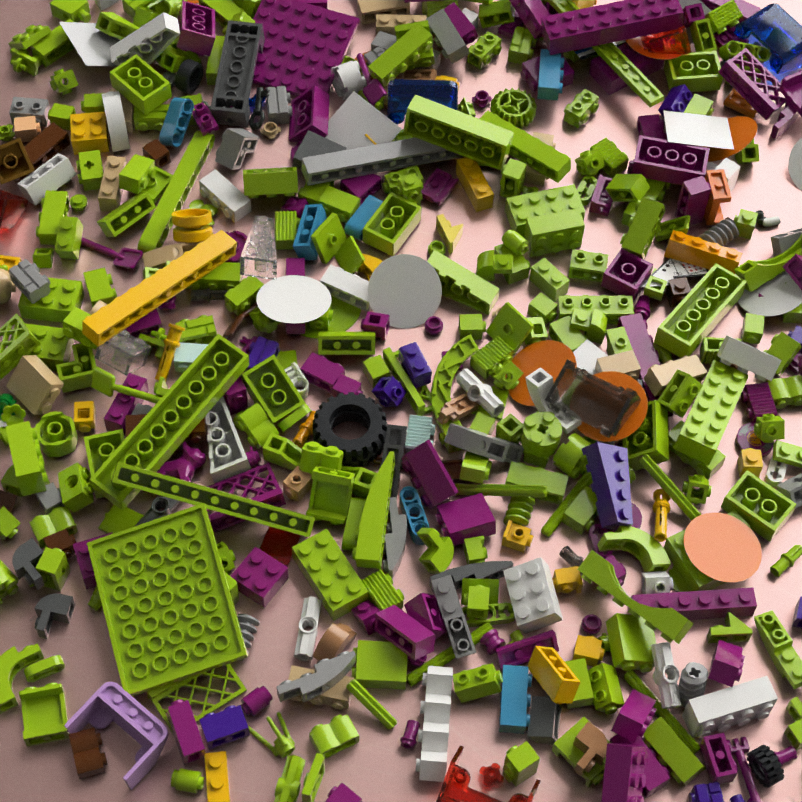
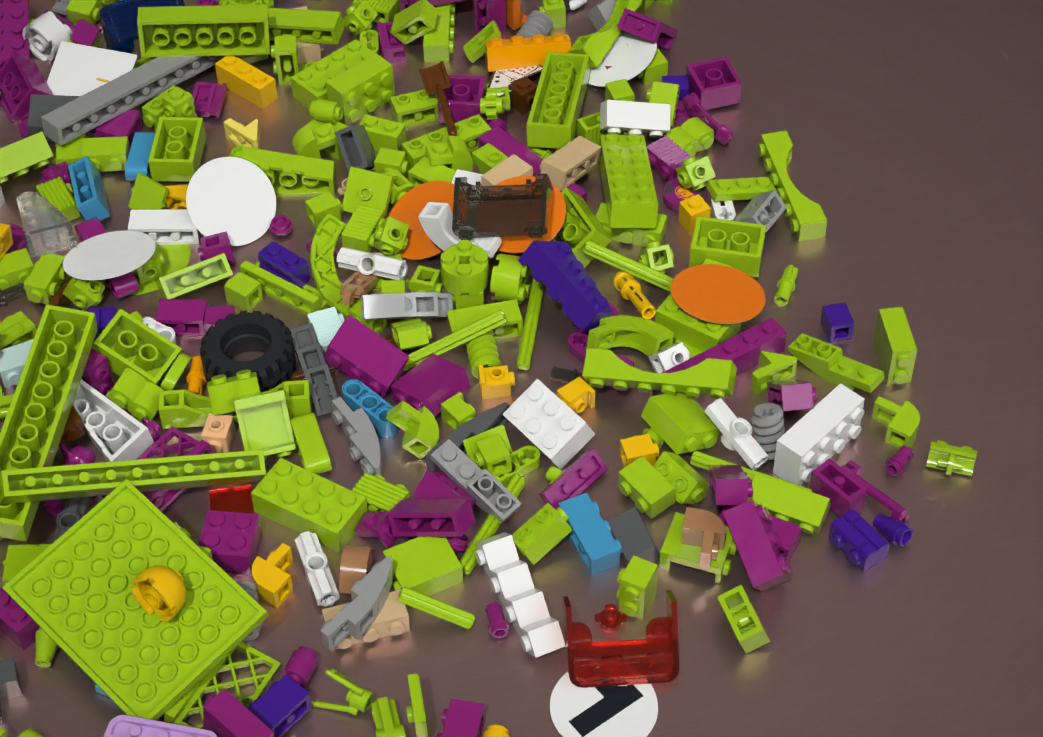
camera: 25 degrees left, 10 degrees down
(182, 604) = (160, 591): none -> yellow cylinder
(272, 616) = (271, 577): none -> yellow brick
(329, 238) = (114, 187): lime plate -> none
(335, 736) = (415, 655): lime brick -> none
(373, 523) = (333, 430): lime slope -> none
(389, 391) = (271, 301): dark purple brick -> none
(492, 641) = (530, 489): magenta wheel -> none
(522, 285) = (356, 147): none -> dark grey brick
(553, 675) = (620, 485): yellow brick -> none
(582, 511) = (551, 327): lime brick -> none
(591, 624) = (626, 427): magenta plate -> none
(610, 254) = (435, 81): none -> reddish brown piece
(643, 227) = (453, 41): lime brick -> none
(644, 294) = (492, 105): none -> lime gear
(680, 393) = (587, 172): lime brick -> none
(765, 766) = (889, 473): black tyre -> none

